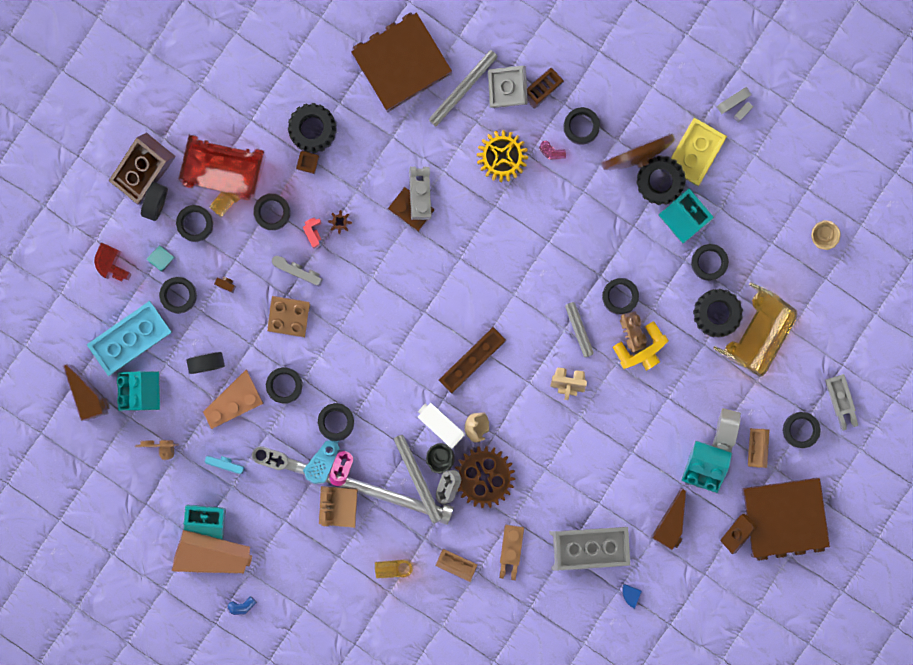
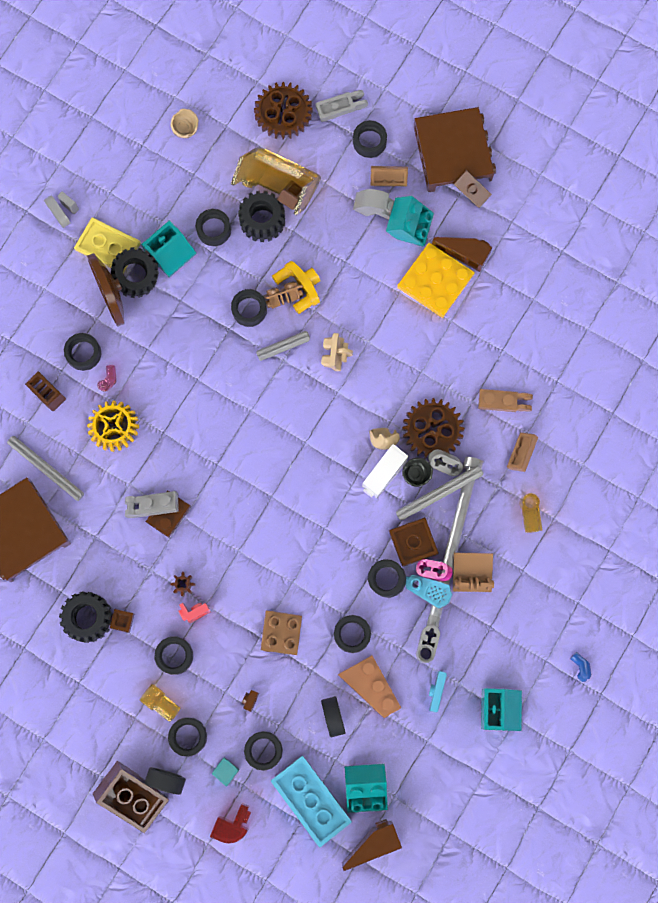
camera: 90 degrees left, 10 degrees down
(166, 448) = (422, 755): medium nougat hinge -> none
(209, 555) = (532, 702): nougat slope -> none
(221, 168) = (128, 708): clear red windscreen -> none
(295, 269) = (233, 627): light grey hinge -> none
(371, 450) = (413, 542): none -> reddish brown plate
(472, 360) = (317, 447): reddish brown tile -> none
(507, 86) = (43, 423): light grey tile -> none
(591, 548) = (496, 323): light grey plate -> none
(631, 595) = (537, 286): blue tile -> none
(643, 490) = (435, 280): none -> yellow plate
(731, 340) = (290, 194): none -> reddish brown slope
(842, 323) = (299, 114): none -> reddish brown gear

